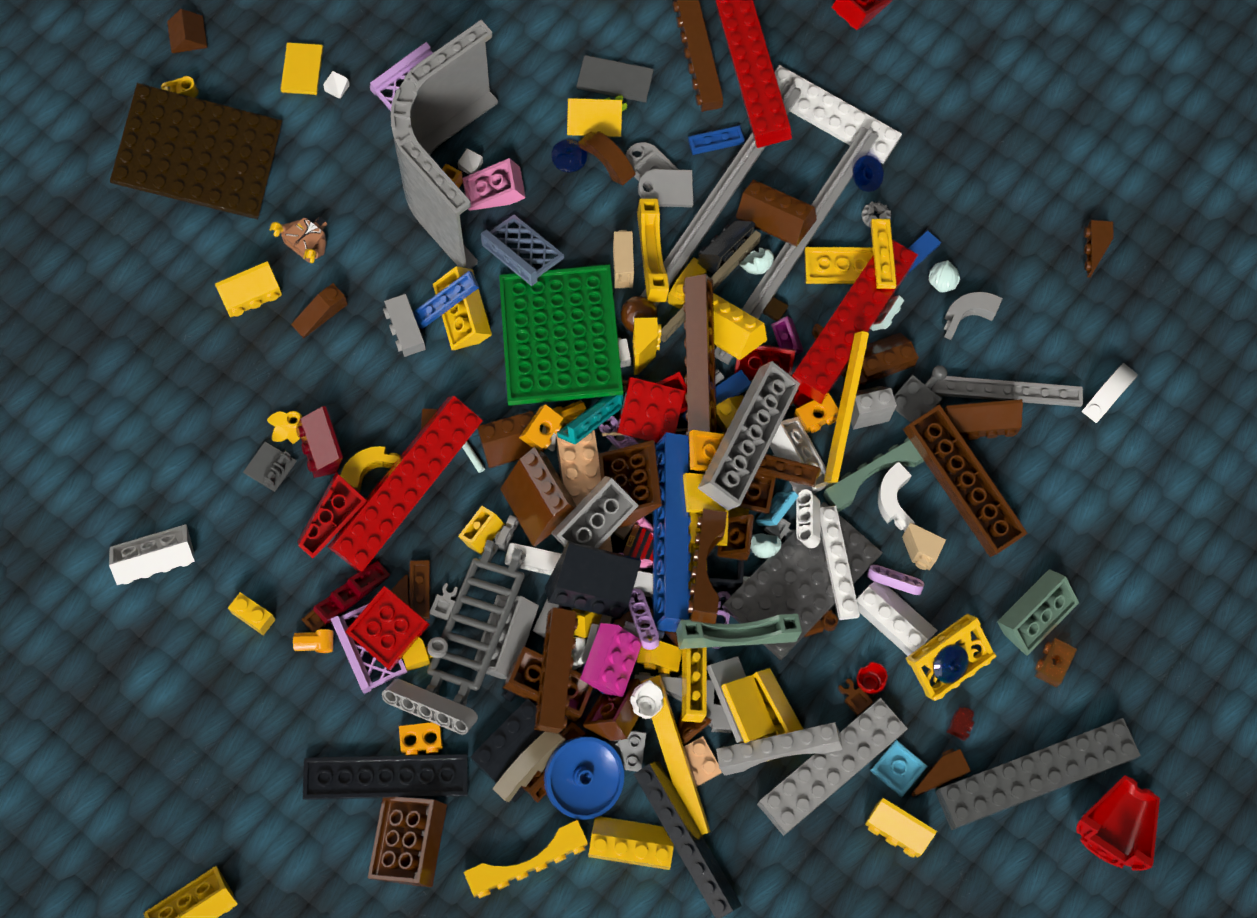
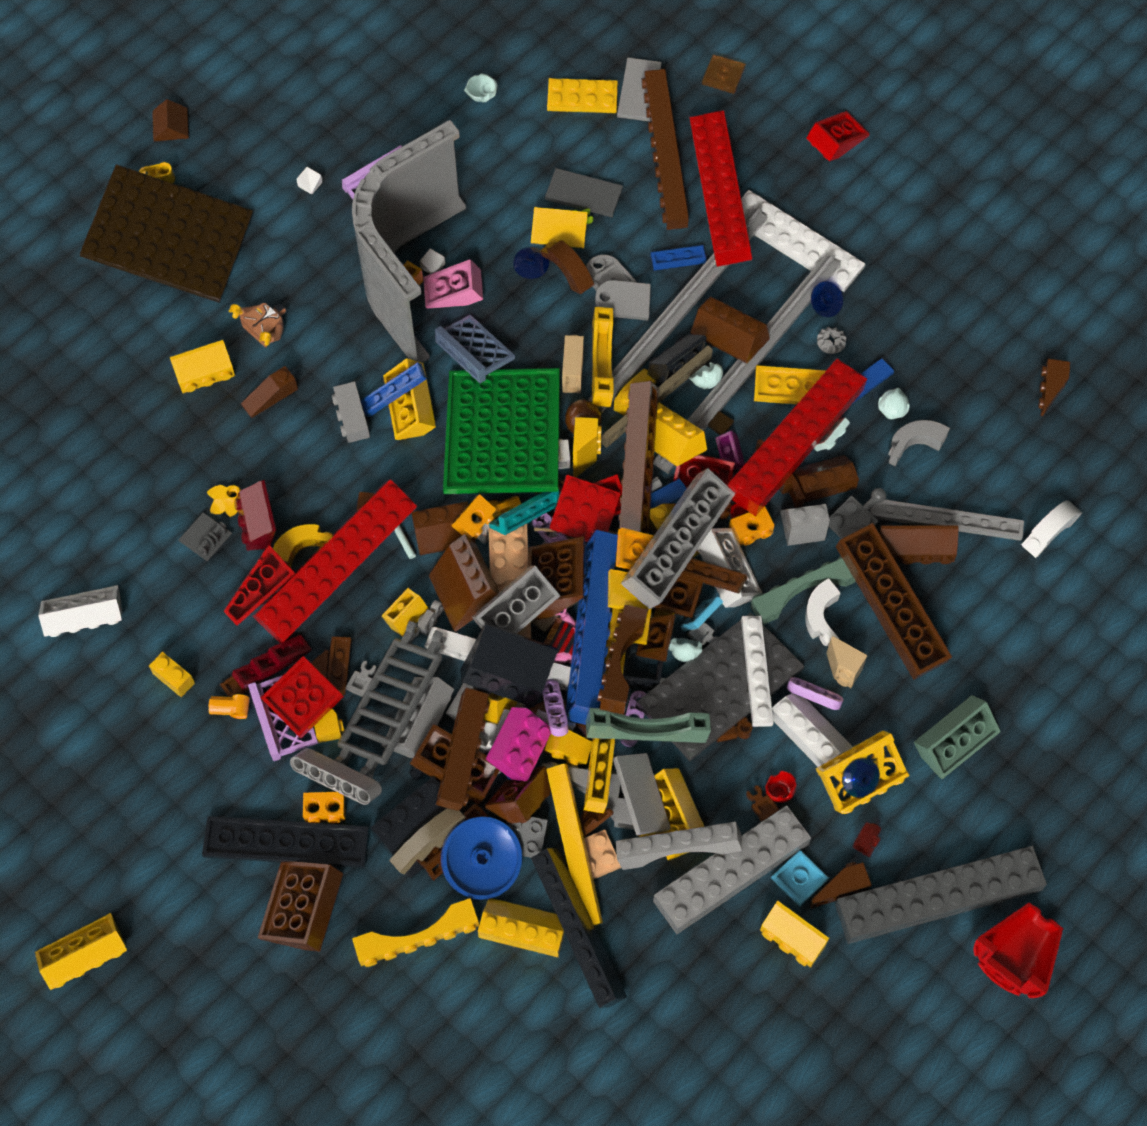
camera: 10 degrees right, 5 degrees down
(302, 68) = (277, 163): yellow tile -> none
(437, 647) = (349, 720): light grey tile -> none
(647, 699) = (550, 785): white hair -> none
(748, 708) = (651, 803): yellow tile -> none
(803, 512) = (731, 625): white beam -> none
(846, 407) = (779, 519): yellow tile -> none
(883, 254) = (831, 374): yellow tile -> none
(1063, 656) = (964, 797): clear orange brick -> none

